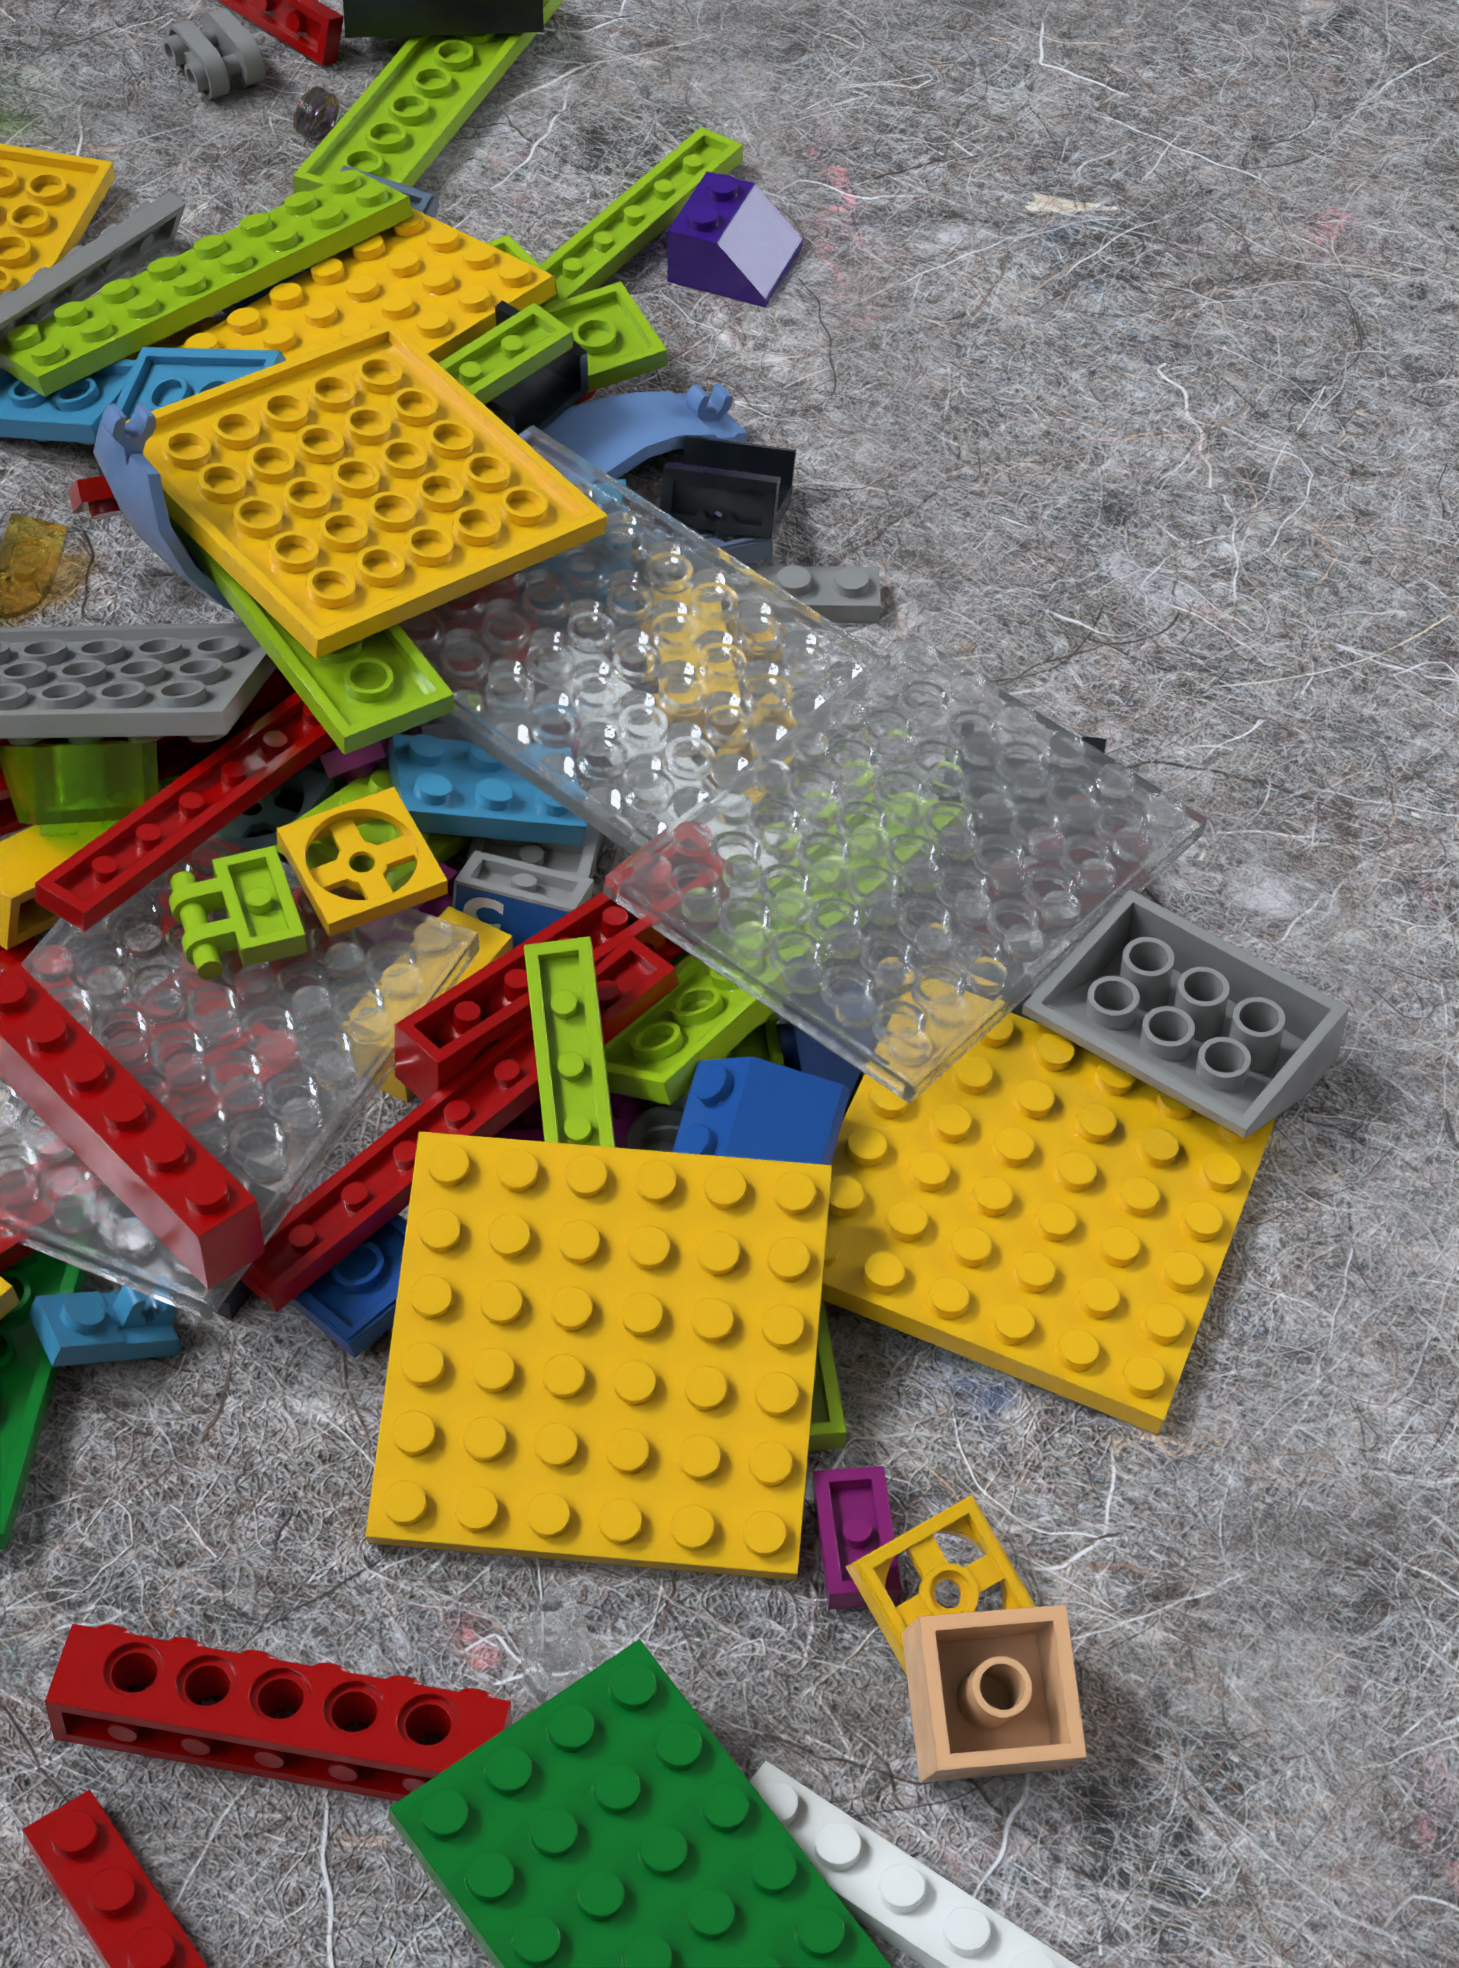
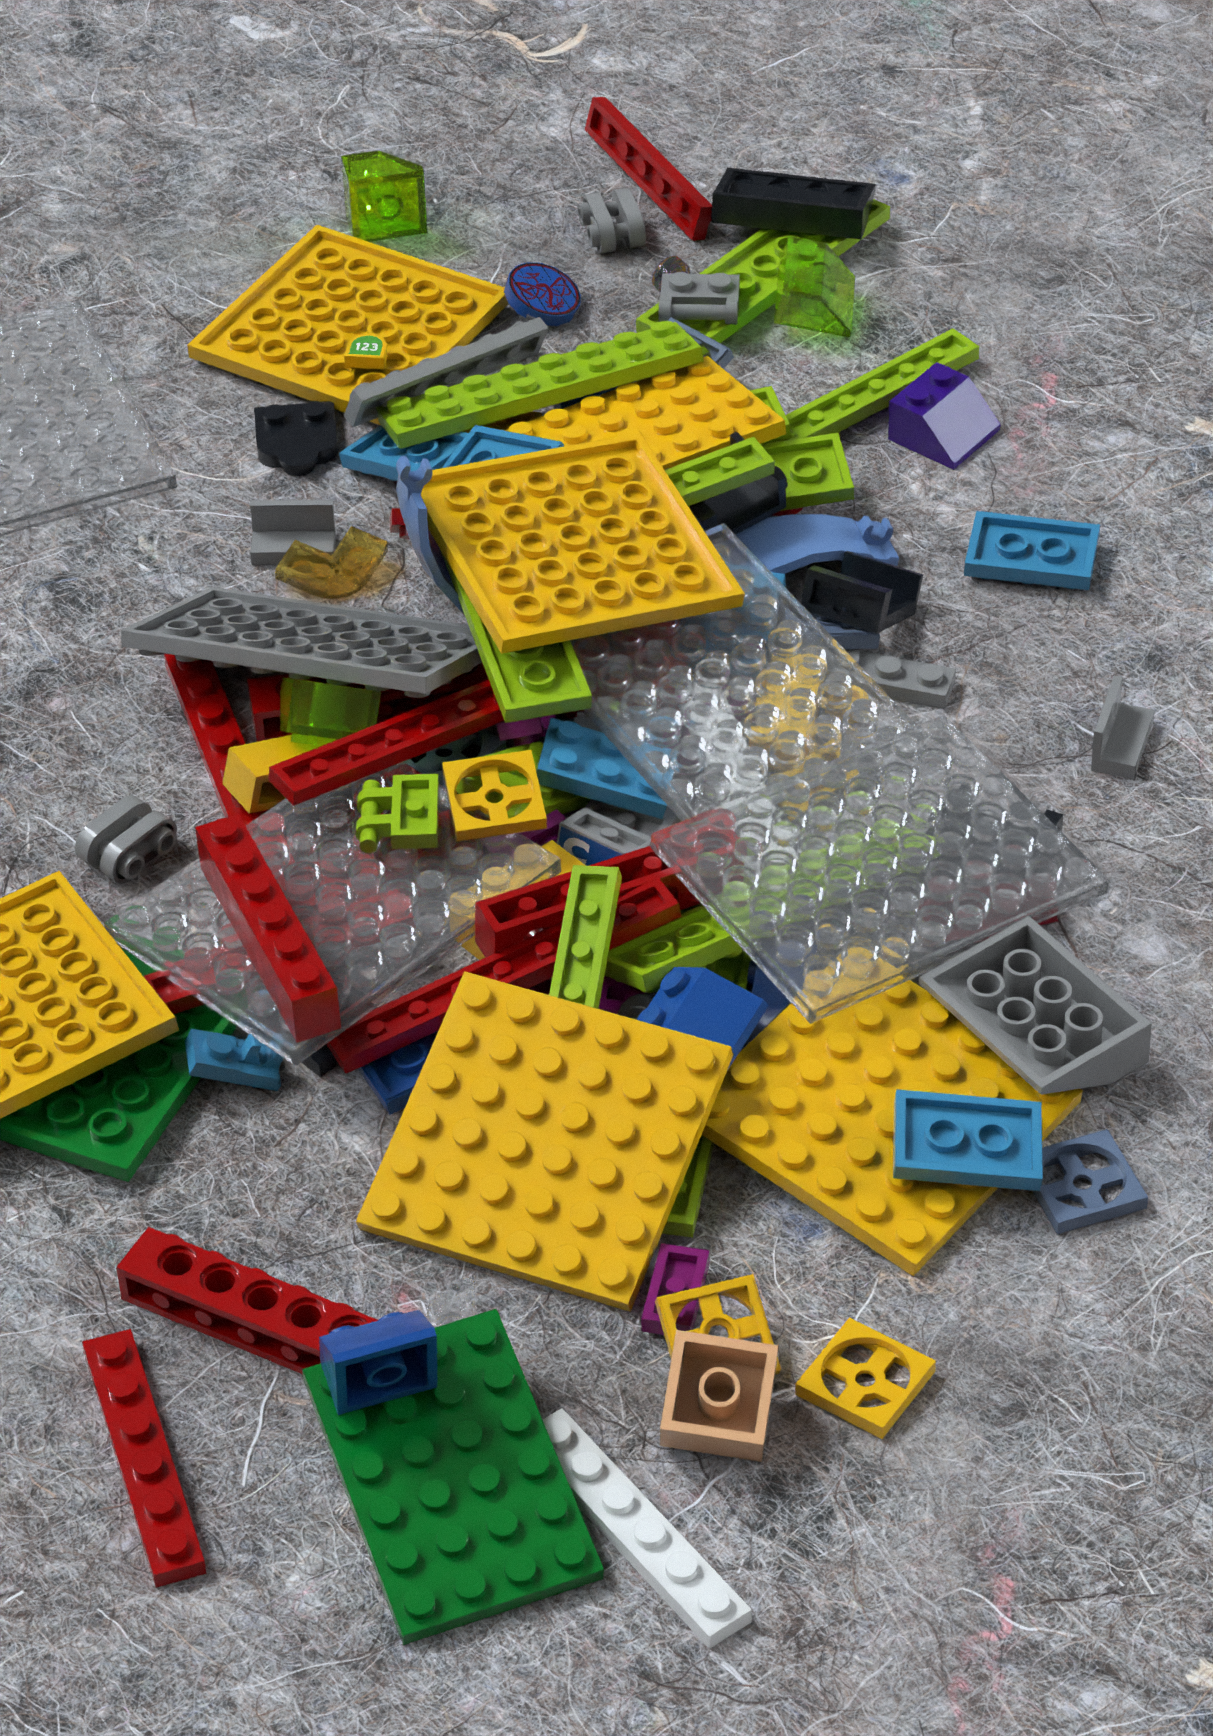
camera: 20 degrees right, 5 degrees down
(156, 160) = (542, 293): none -> blue tile
(368, 135) = (699, 297): none -> light grey plate
(507, 102) = (814, 288): none -> clear neon green slope
(513, 1771) = (379, 1360): none -> blue slope
(911, 394) = (1032, 550): none -> dark azure plate
(1120, 618) = (1120, 735): none -> light grey panel
(1173, 1556) = (886, 1351): none -> yellow piece
(1174, 1226) = (967, 1140): none -> dark azure plate
(1365, 1220) = (1095, 1210): none -> sand blue piece

